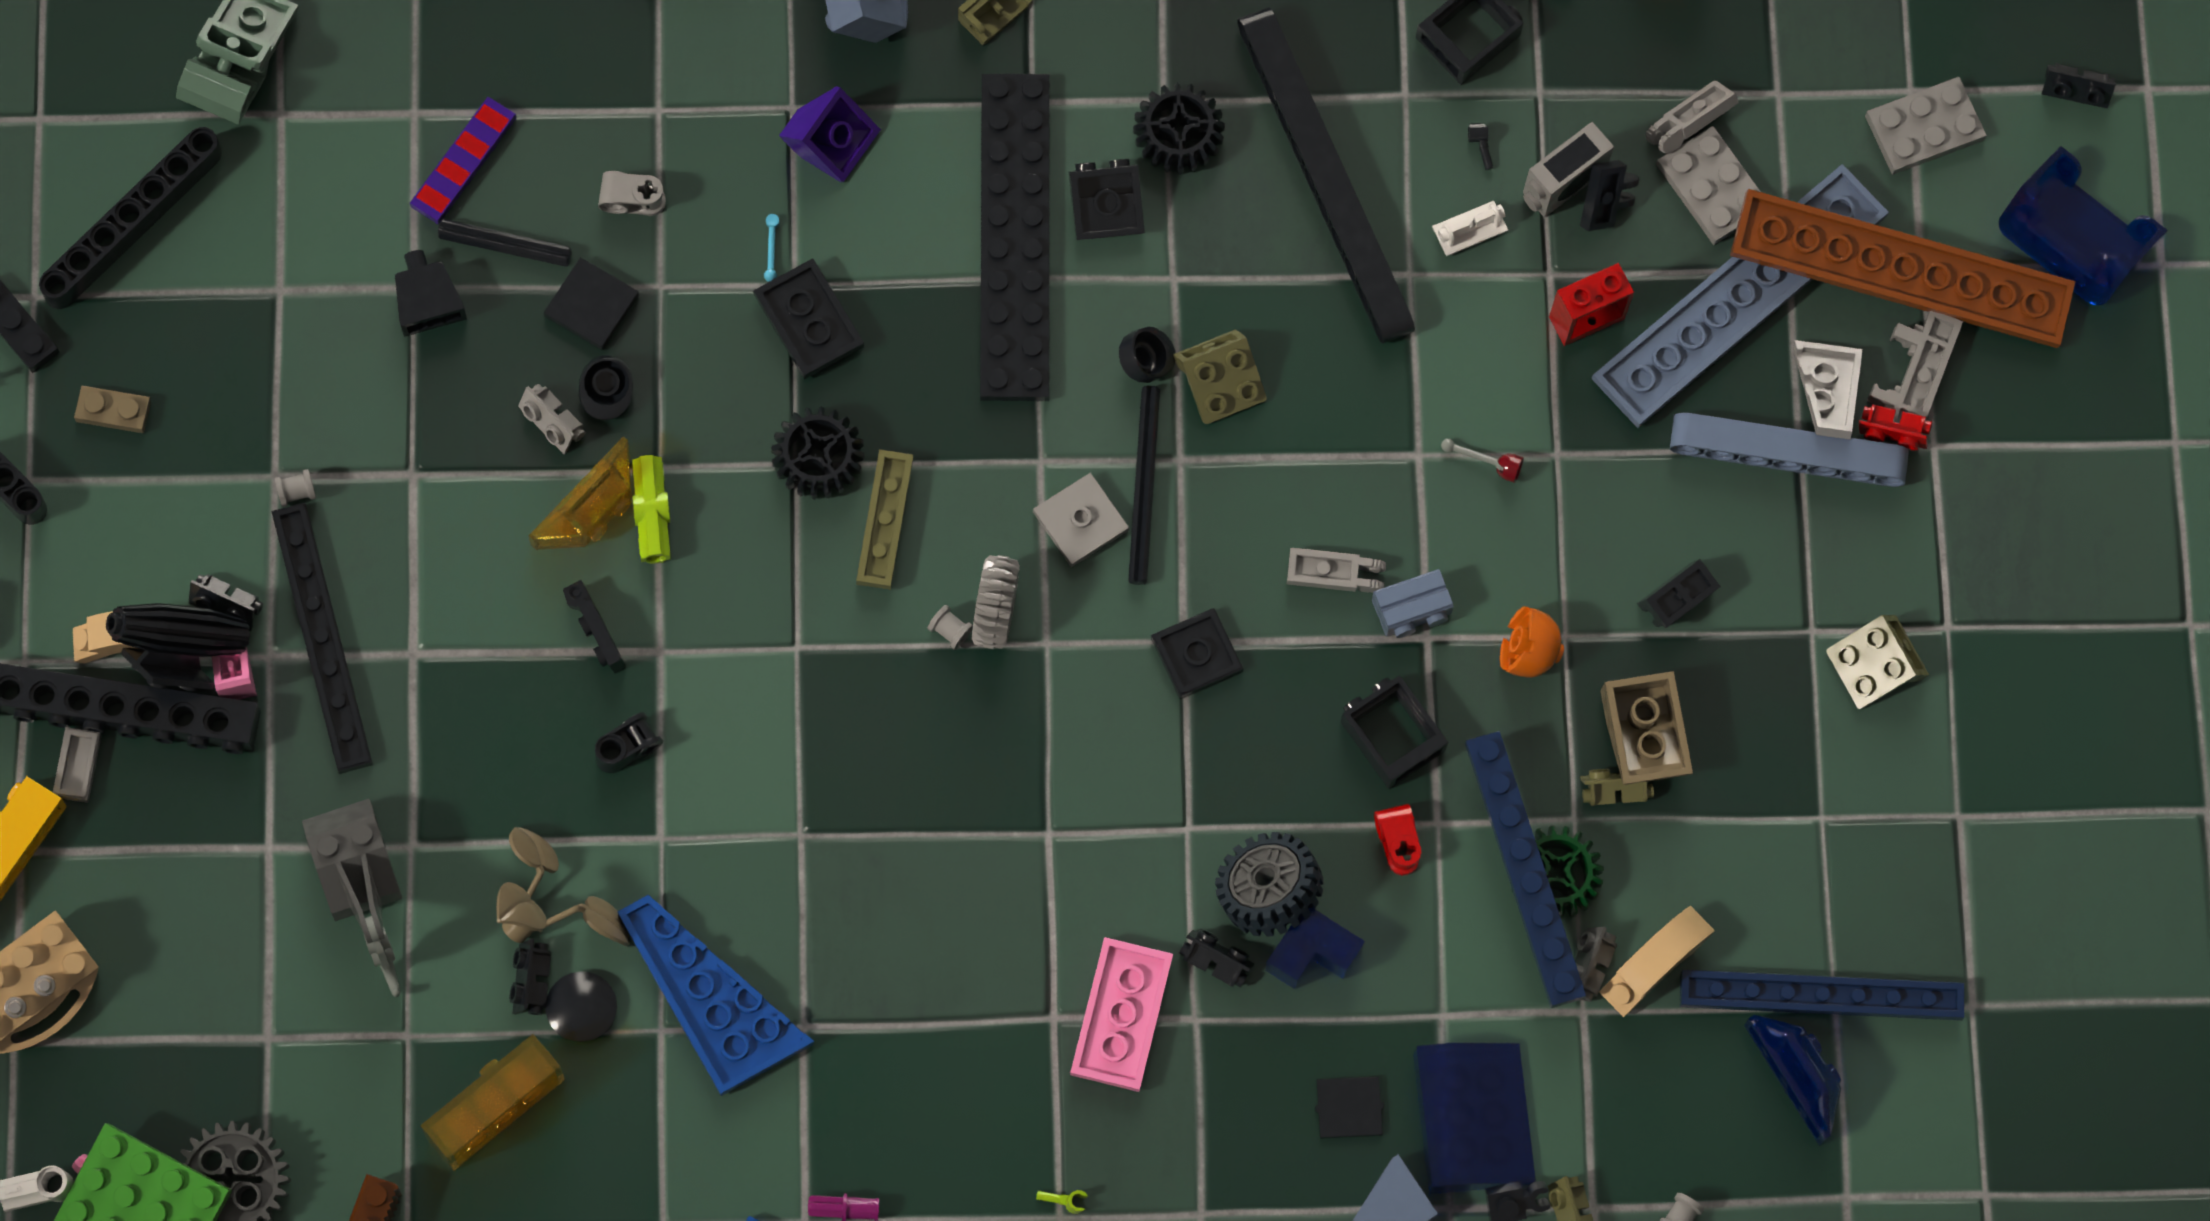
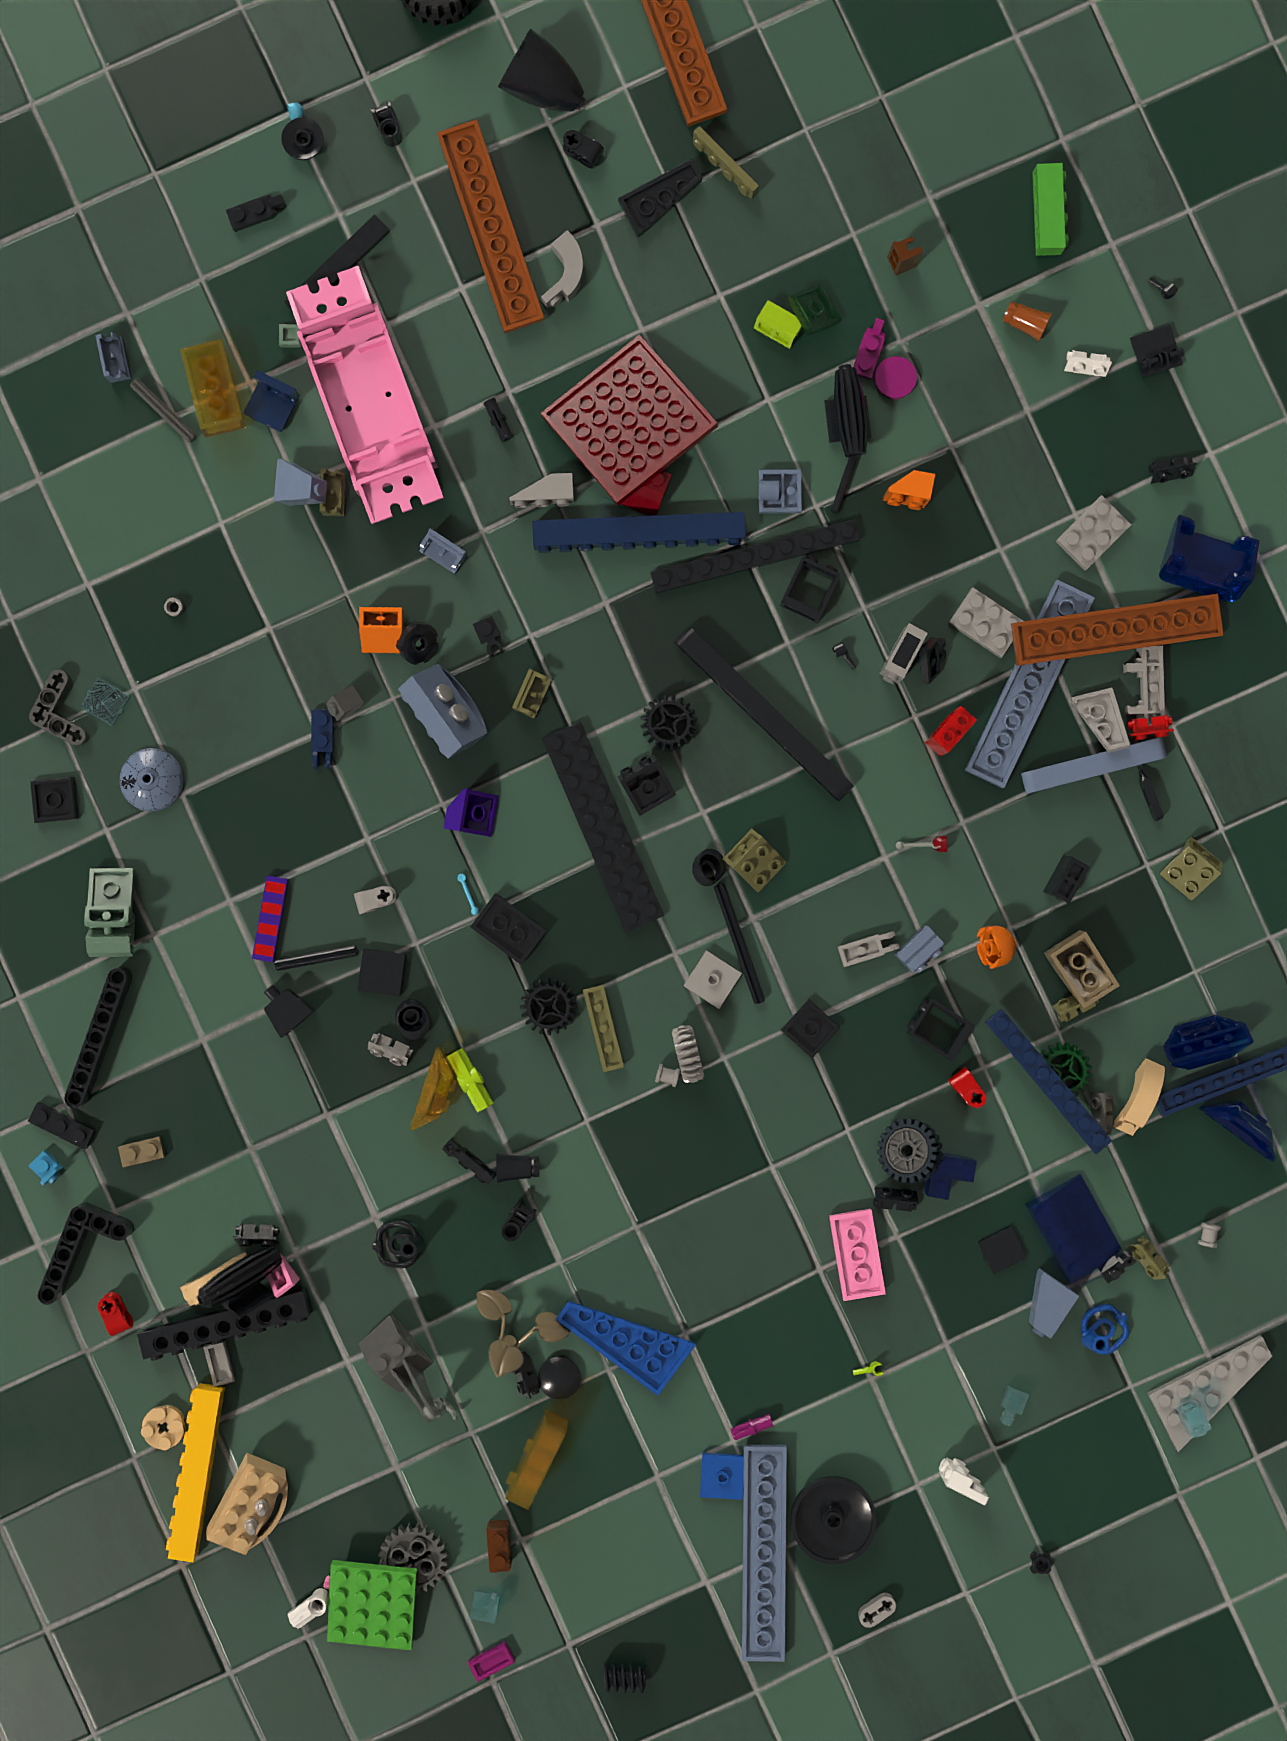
camera: 20 degrees left, 15 degrees up
(295, 488) = (265, 1154): light grey bush -> none
(322, 638) = (320, 1231): black tile -> none
(448, 698) = (408, 1249): none -> black piece
(661, 663) = (516, 1167): none -> black plant
(1470, 228) = (859, 709): white hinge -> none
(1691, 116) = (958, 586): light grey hinge -> none
(1791, 921) = (1206, 1042): none -> clear blue wedge
(1857, 529) = (1150, 796): none -> black piece

